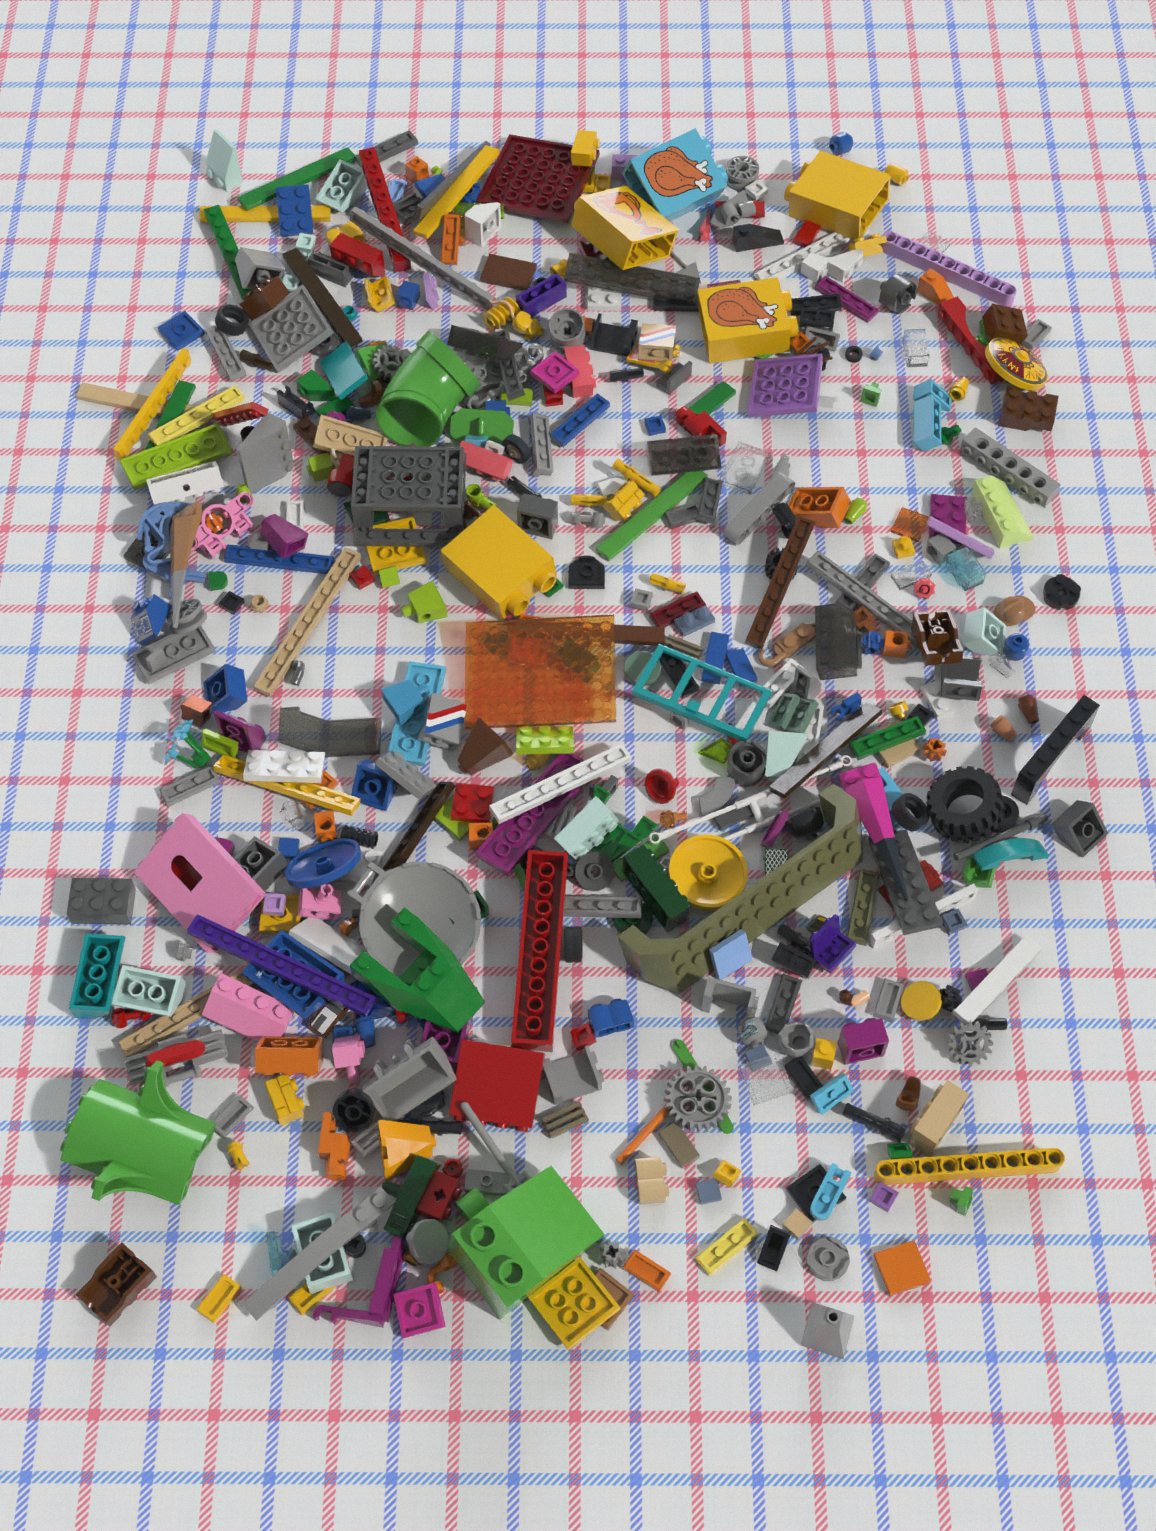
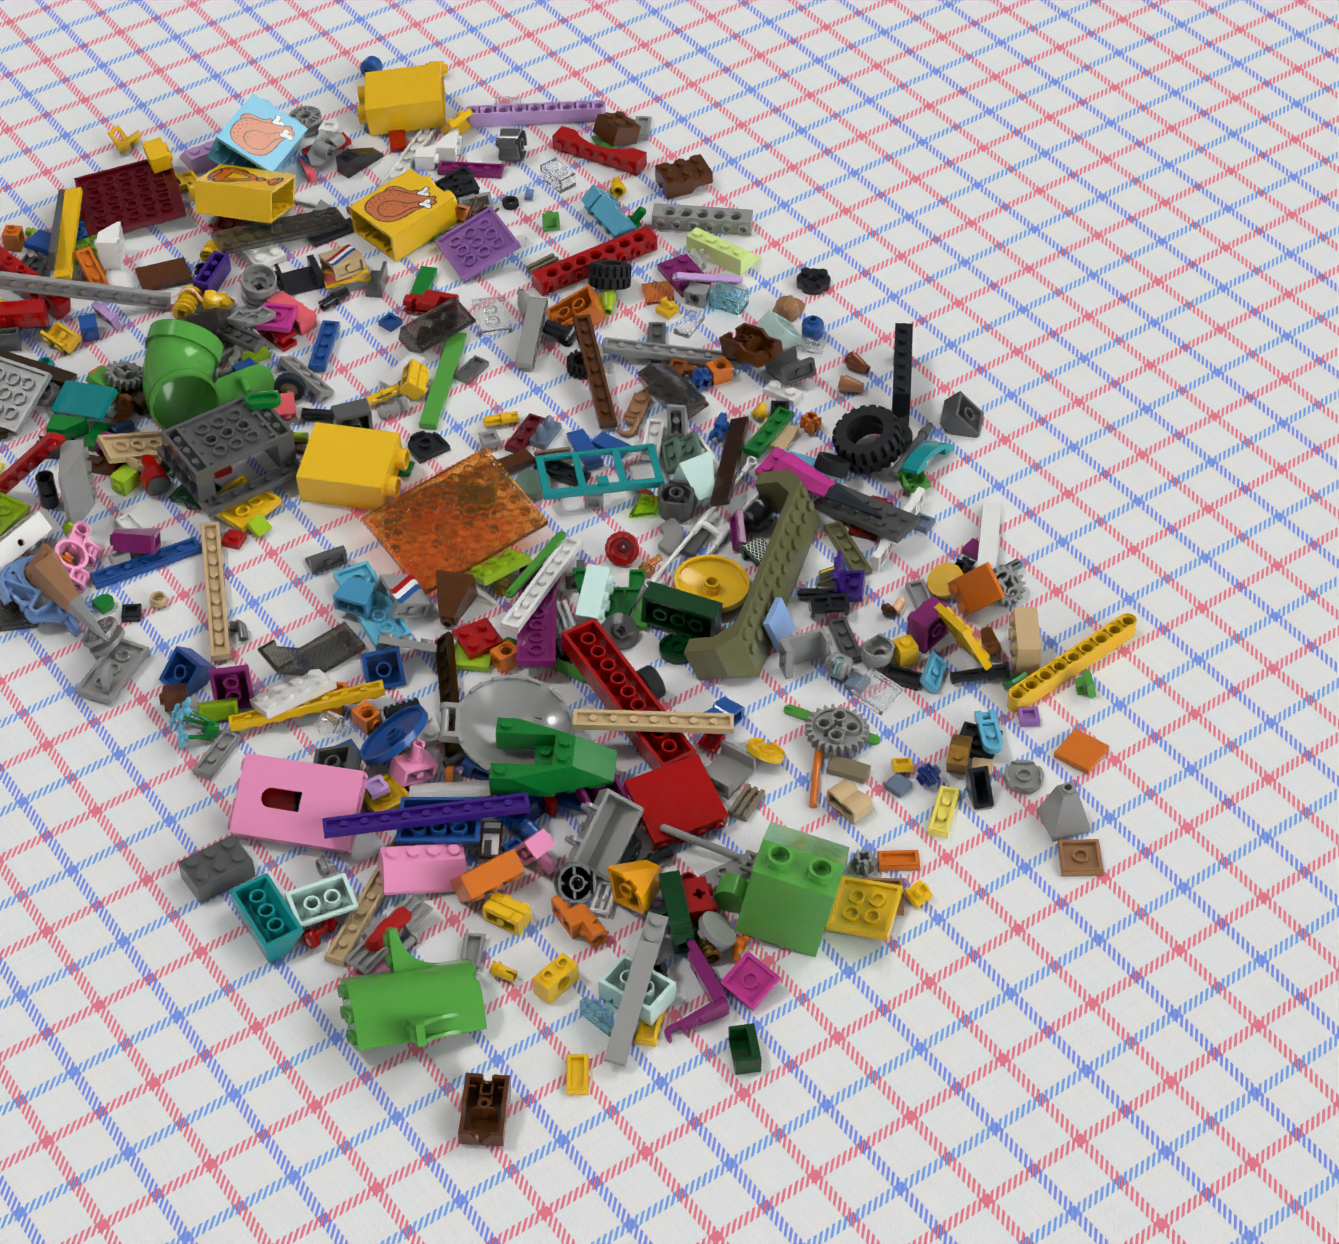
camera: 35 degrees left, 15 degrees down
(149, 617) = (72, 652): blue slope -> none
(270, 1193) = (555, 978): none -> yellow brick
(365, 1375) = (744, 1049): none -> dark green panel
(417, 643) = (327, 560): none -> dark grey panel
(425, 604) = (310, 528): lime torso -> none
(458, 461) = (262, 400): none -> green tile
(531, 362) = (251, 317): none -> light grey tile
(534, 993) = (653, 721): none -> tan plate
(574, 758) = (535, 564): none -> bright green piece
(575, 119) = (124, 145): none -> yellow bracket
(603, 906) = (654, 647): light grey tile -> none
(618, 1079) = (766, 752): none -> yellow tile
(633, 1319) = (918, 893): none -> yellow tile
(640, 480) = (403, 359): yellow pin -> none
(709, 500) = (484, 349): dark grey tile -> none
(740, 1200) = (928, 774): none -> clear blue gear
(785, 1196) = (959, 754): none -> pearl gold slope
(809, 1382) = (1080, 857): none -> medium nougat tile
(833, 438) = (547, 260): none -> dark tan tile
(873, 485) = (609, 274): none -> black tyre
(877, 459) = (577, 266): none -> red brick
(877, 1080) = (963, 635): none -> yellow plate
(924, 588) = (708, 325): coral piece -> none
(929, 1035) = (976, 589): none -> orange slope
(934, 287) = (537, 129): orange slope -> none
(1016, 364) = (648, 147): dish -> none

